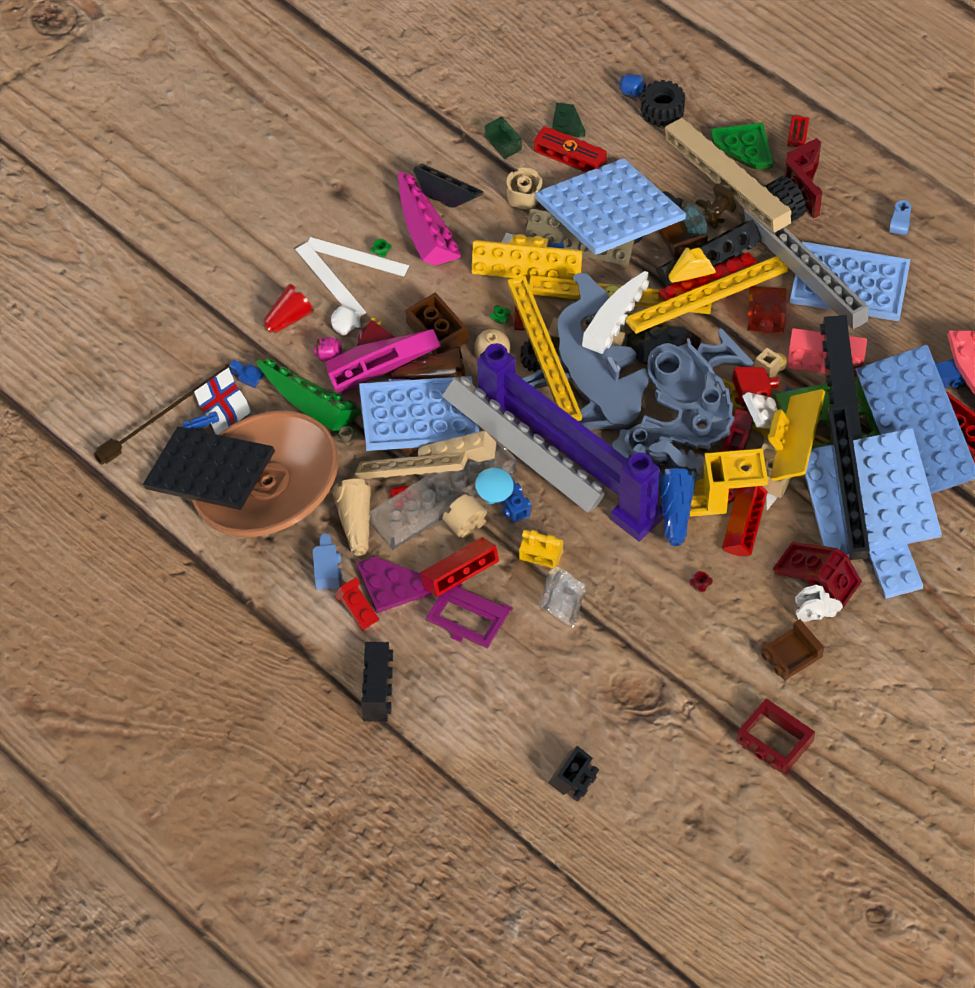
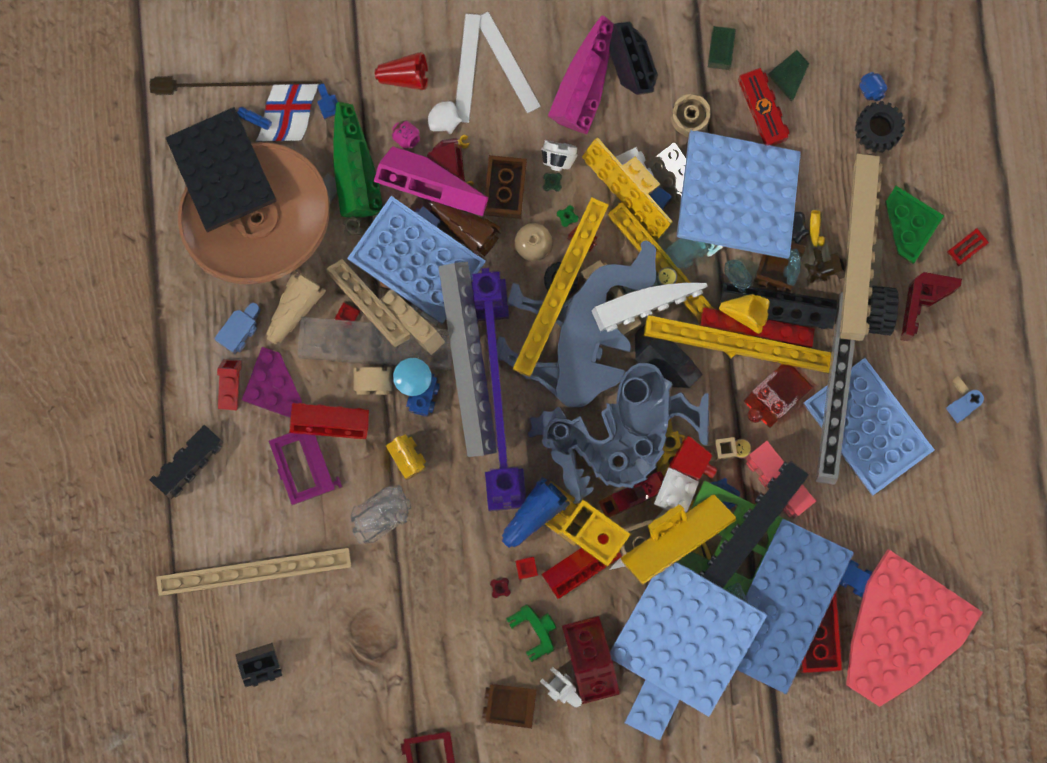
camera: 40 degrees right, 25 degrees up
(380, 243) = (526, 70): green plate -> none
(455, 277) = (558, 155): none -> white cone
(466, 297) = (552, 177): none -> clear green plate
(503, 717) = (253, 572): none -> tan plate
(608, 266) = (685, 251): none -> clear light blue hinge
(660, 256) = (738, 274): none -> clear light blue tile
(682, 193) = (815, 225): none -> yellow arm
(706, 552) = (526, 568): none -> red plate
(759, 581) = (542, 627): none -> green connector
(848, 483) = (669, 619): black brick -> none
(884, 210) = (960, 385): none -> tan tile

